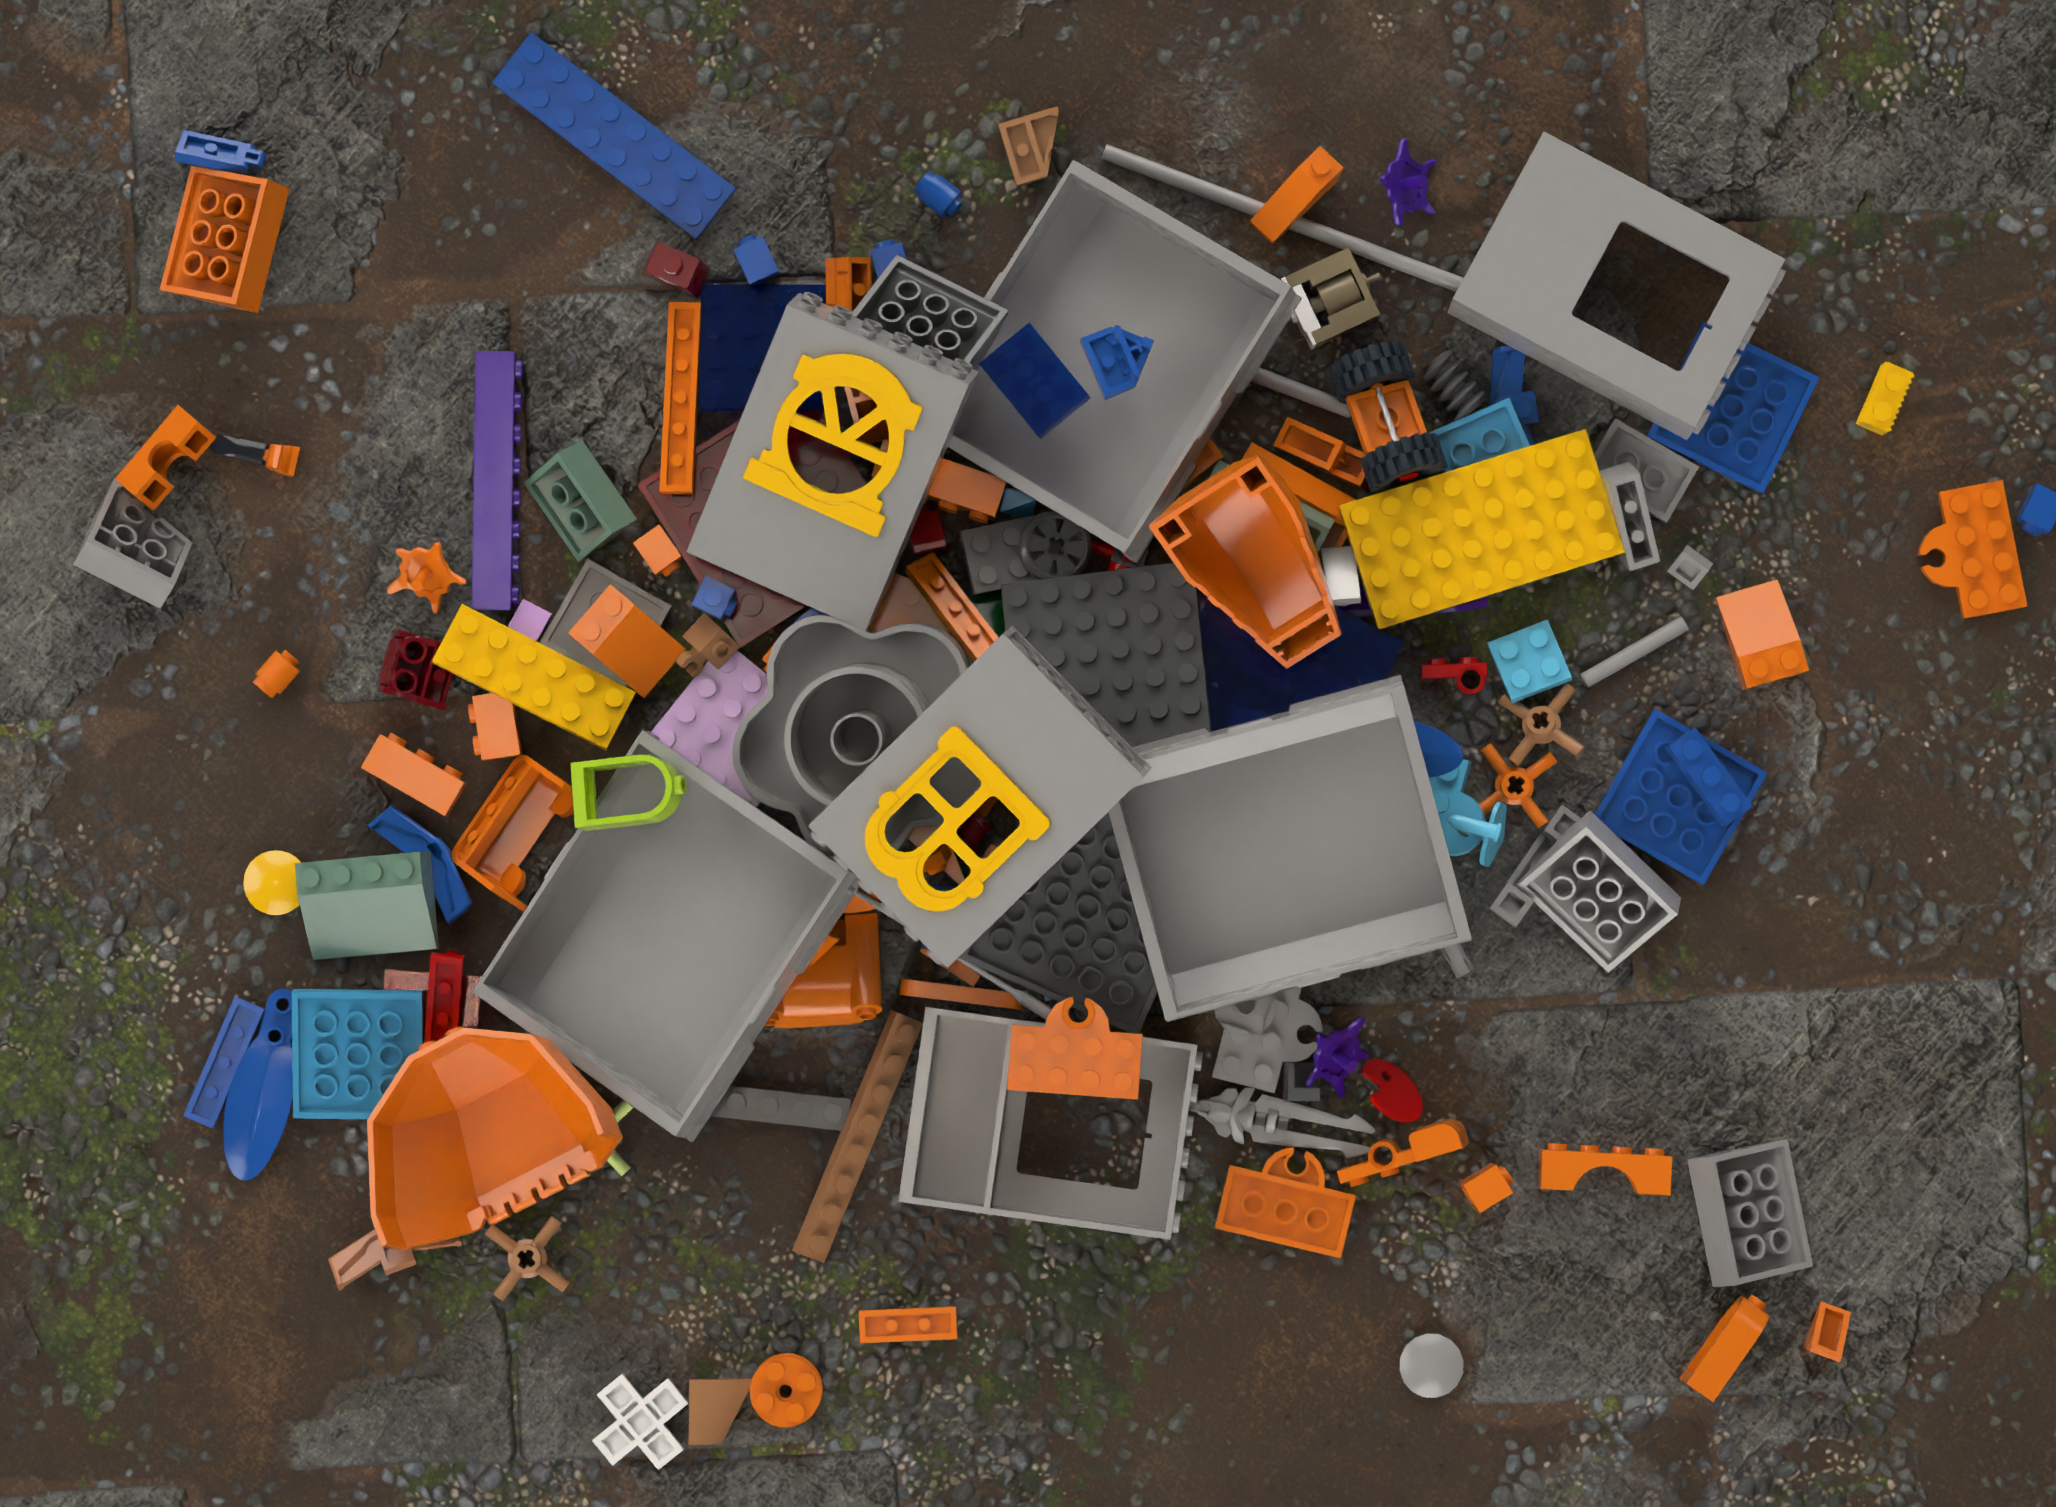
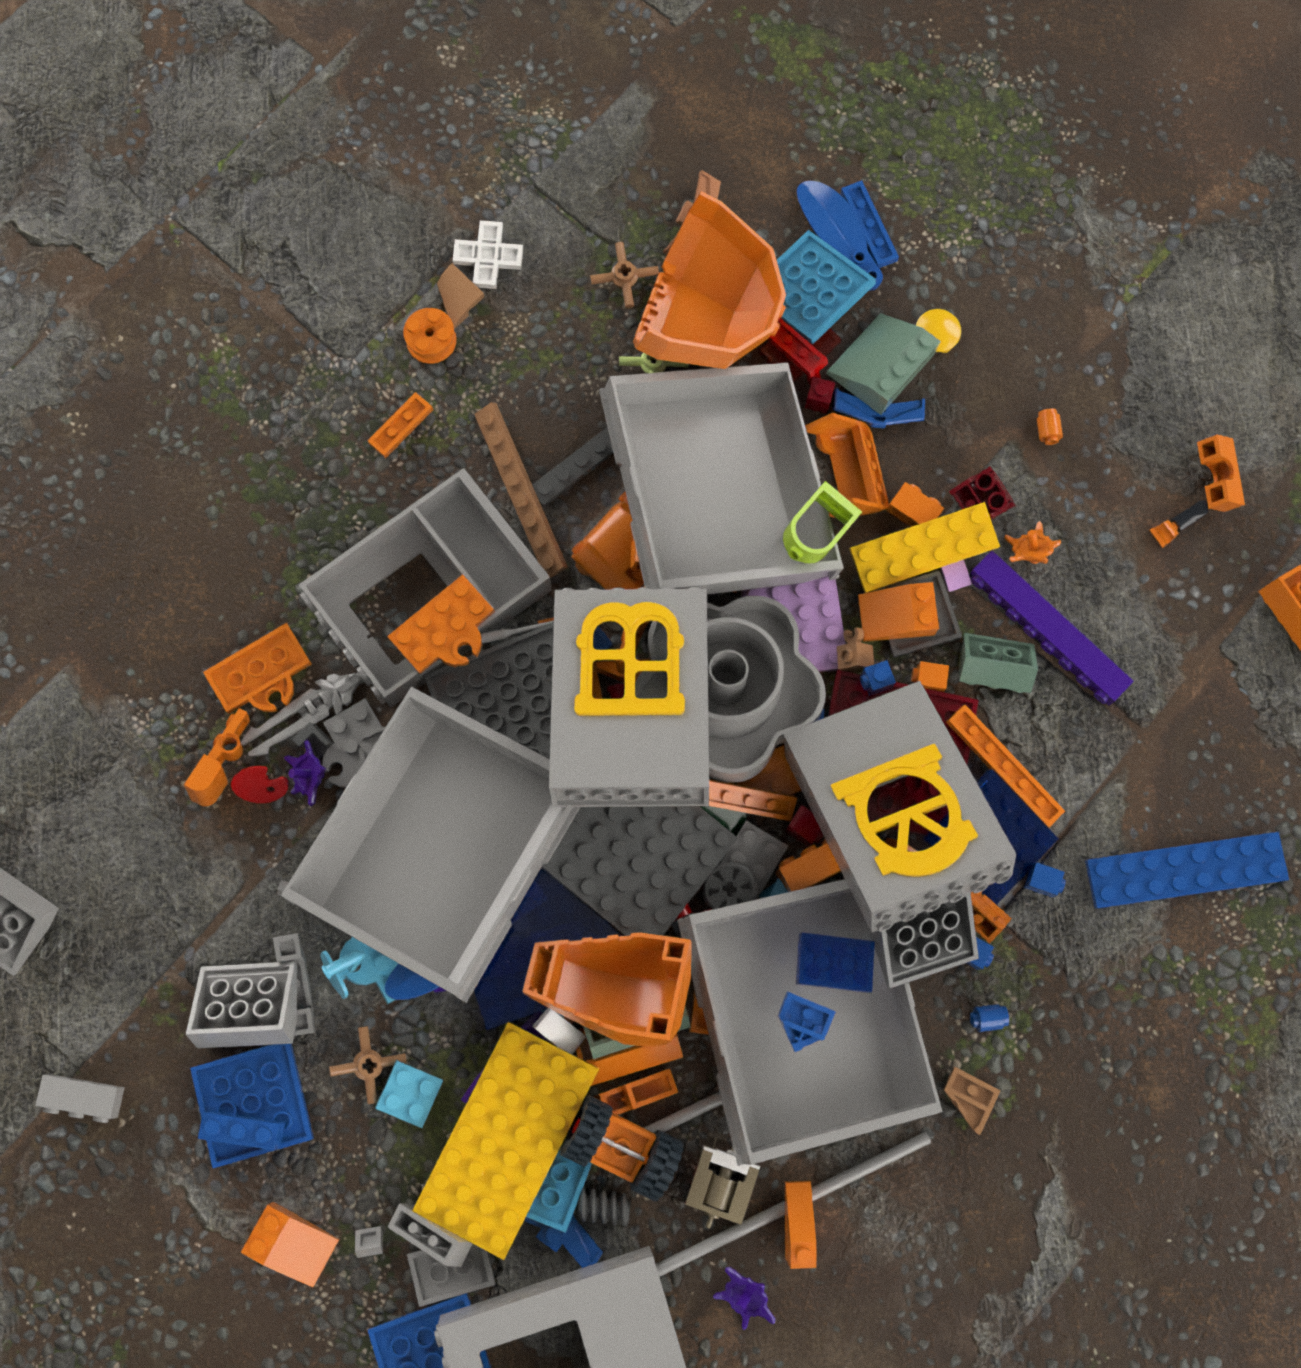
camera: 135 degrees right, 10 degrees down
(133, 548) = (1185, 413): light grey wedge -> none
(414, 773) = (929, 445): orange brick -> none
(467, 933) = (820, 395): none -> dark red brick
(676, 269) = (1080, 830): dark red torso -> none
(958, 994) = (539, 610): orange beam -> none
(1431, 1365) = (101, 666): light grey dish -> none
(1440, 670) = (454, 1037): red plate -> none
(1487, 1186) = (156, 783): orange brick -> none
(1526, 788) = (343, 1022): orange bar -> none
(1563, 1168) = (124, 837): orange arch -> none
(1634, 652) = (355, 1160): light grey piece -> none
(1827, 959) = (79, 1097): none -> light grey brick

